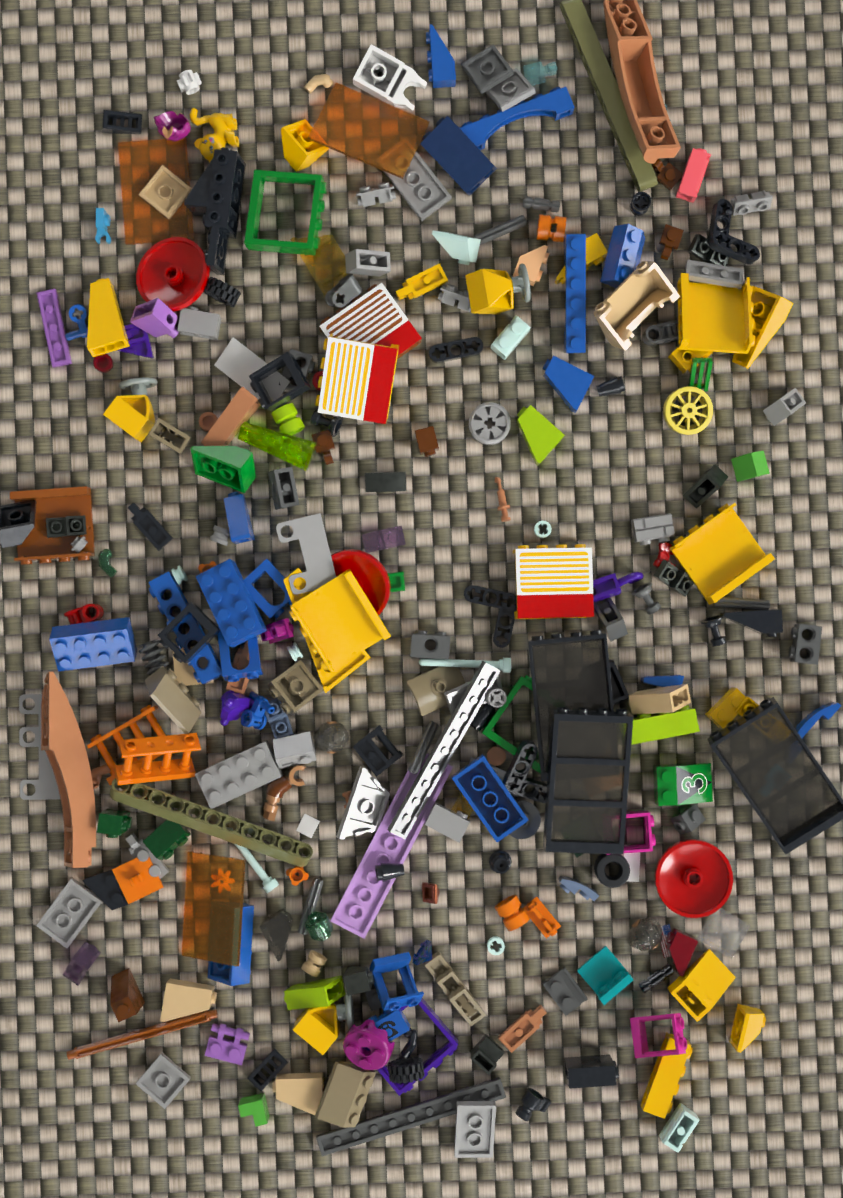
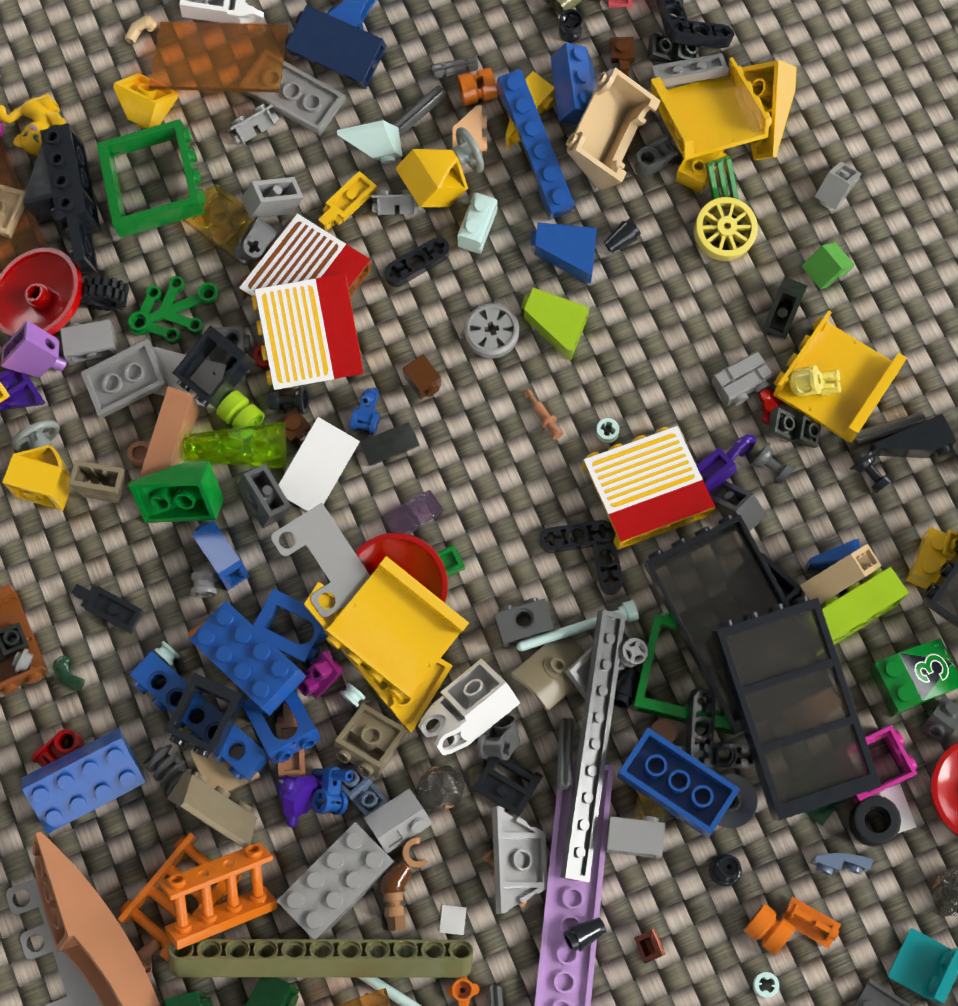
camera: 20 degrees left, 15 degrees down
(215, 362) = (124, 378): none -> light grey plate
(264, 320) = (169, 311): none -> green plant
(329, 479) = (317, 465): none -> white sticker
(369, 692) = (469, 707): none -> white brick
(375, 454) = (365, 415): none -> blue piece
(382, 721) = (499, 739): none -> dark grey piece
(700, 552) = (811, 381): none -> light yellow piece

